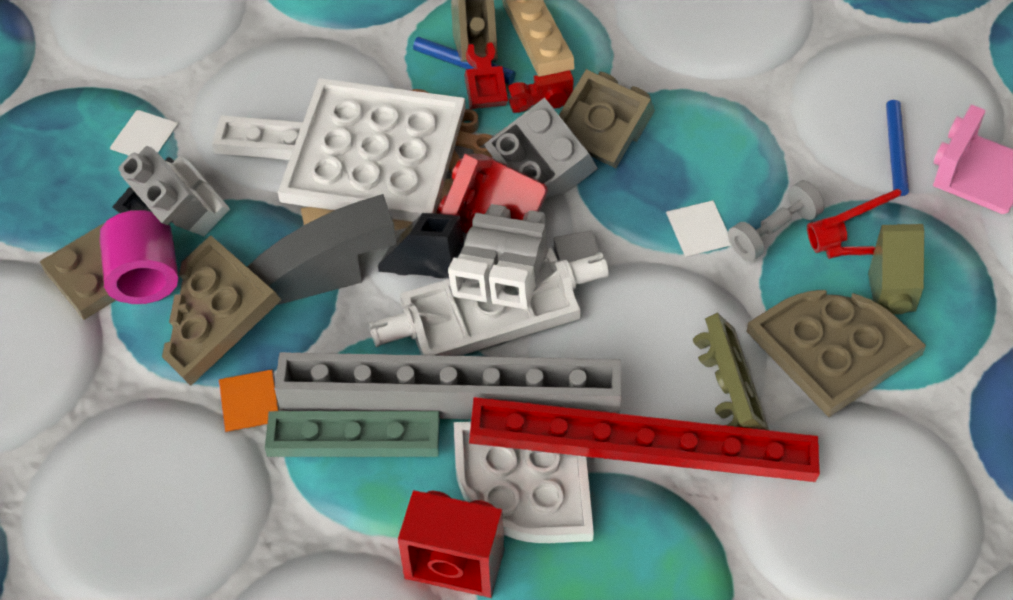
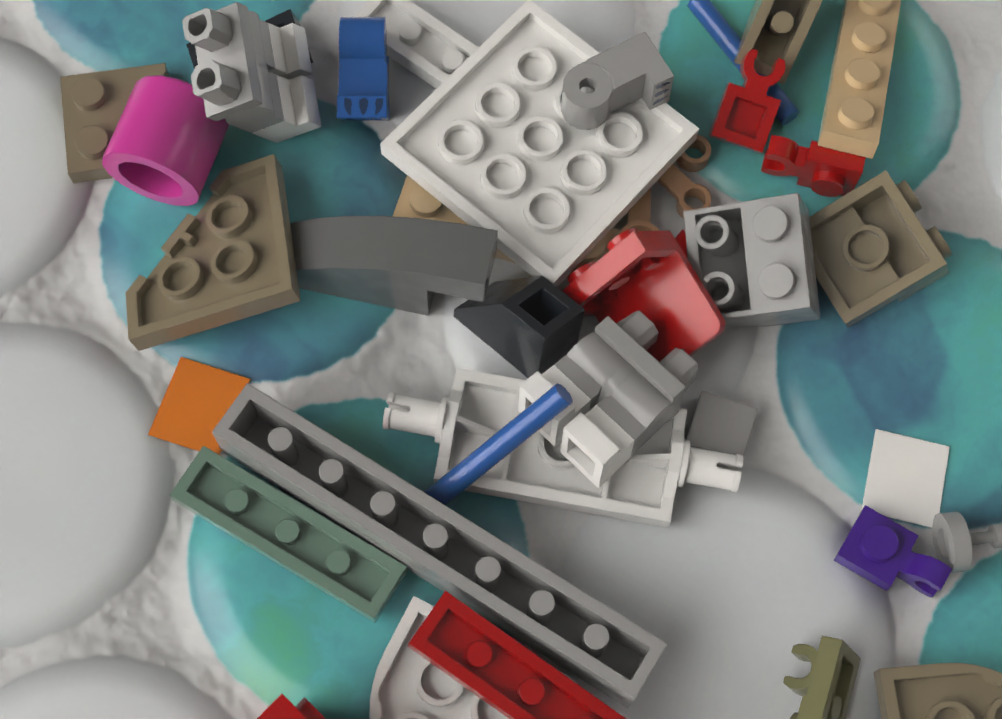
camera: 25 degrees right, 15 degrees up
(239, 165) = (363, 70): none -> blue leg
(401, 91) = (615, 80): none -> light grey leg
(457, 304) = (501, 444): none -> blue bar
(711, 269) = (882, 551): none -> dark purple plate

